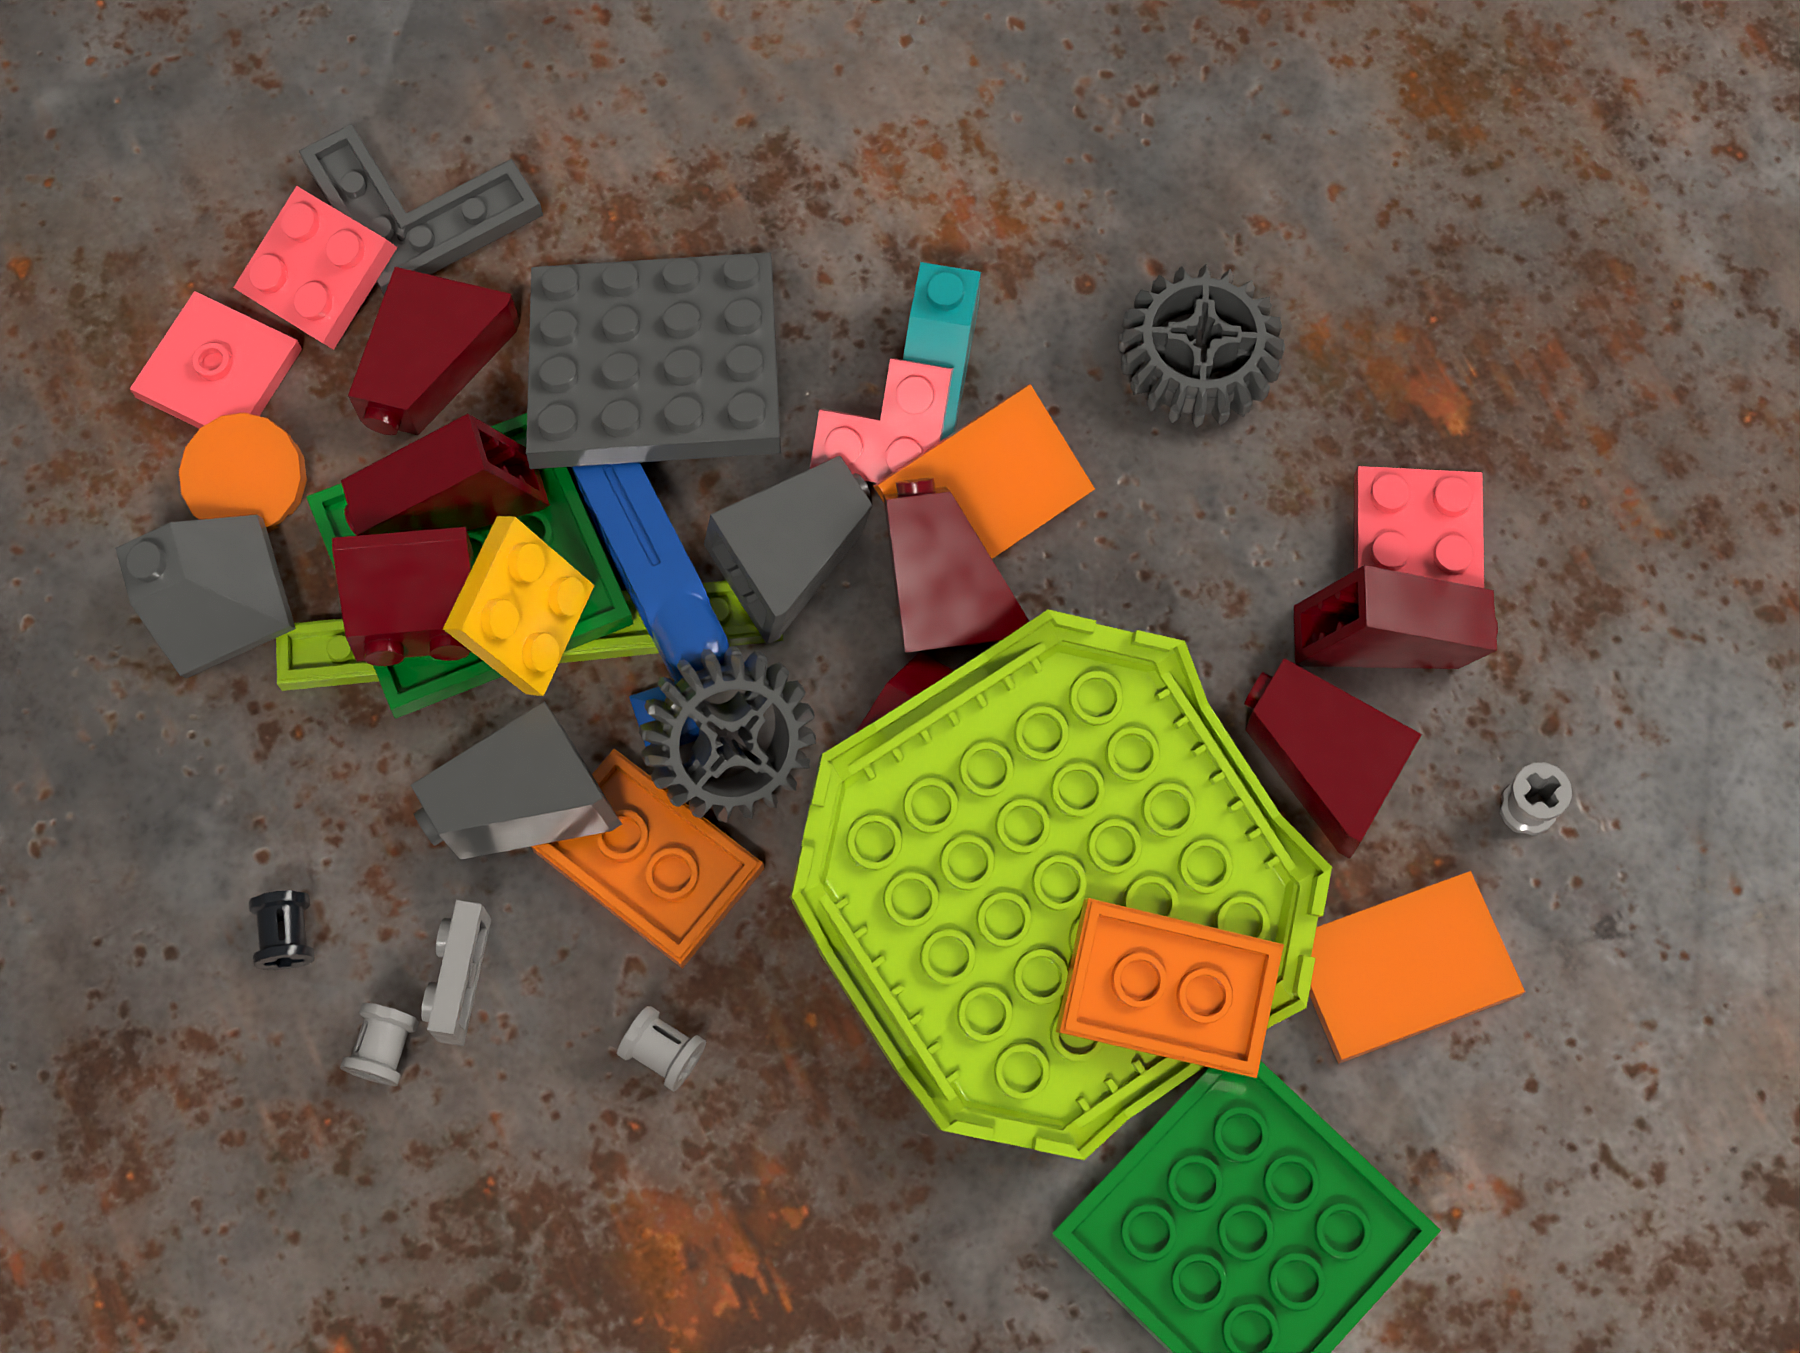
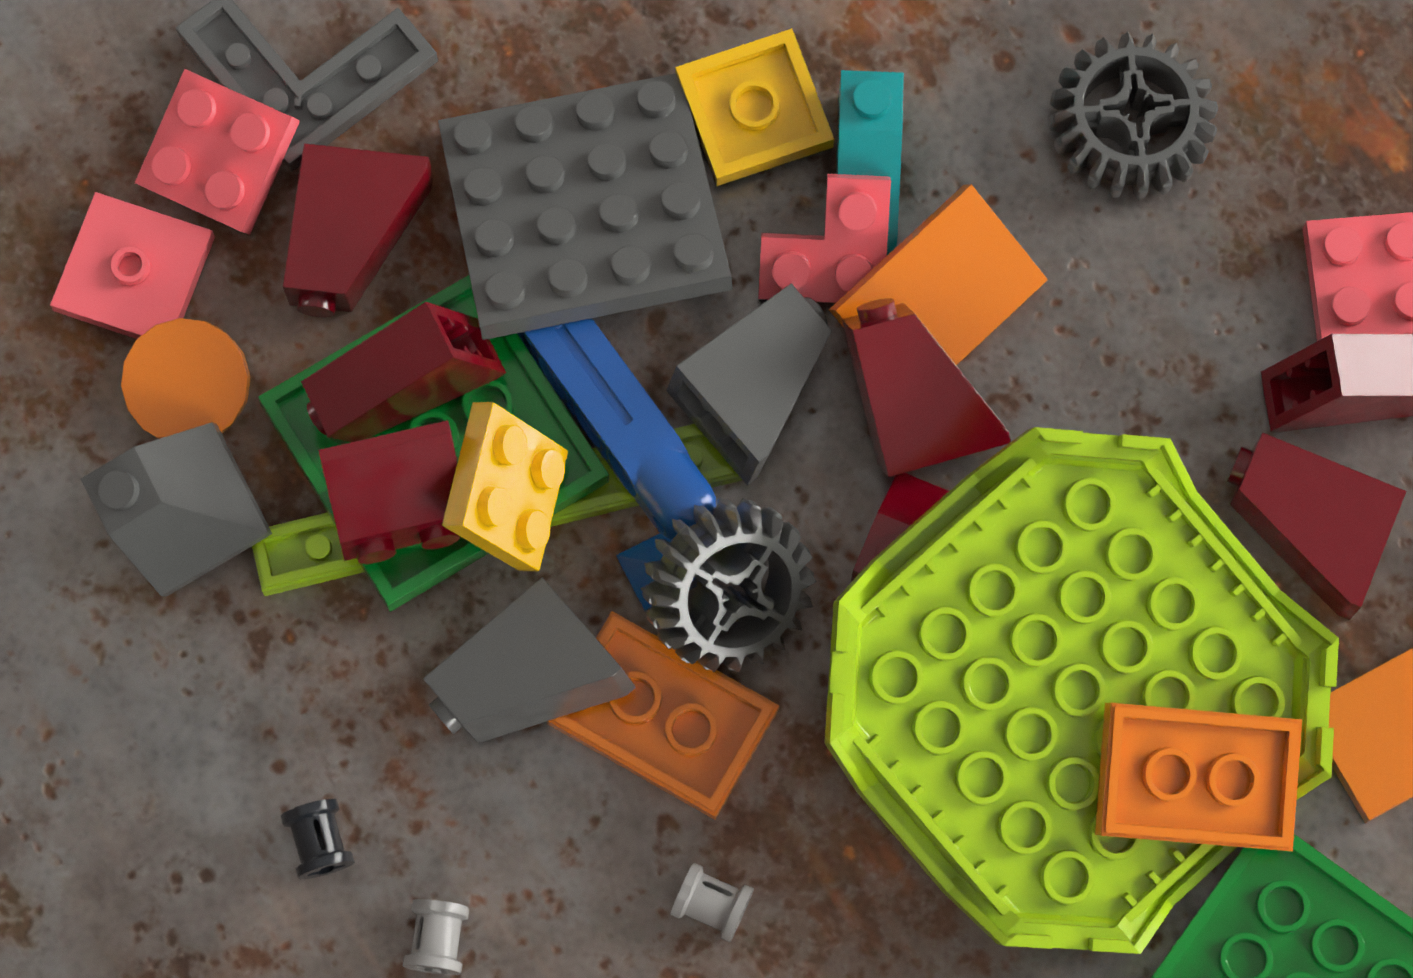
camera: 10 degrees left, 5 degrees up
(462, 947) = (497, 884): light grey plate -> none
(836, 293) = (755, 107): none -> yellow plate

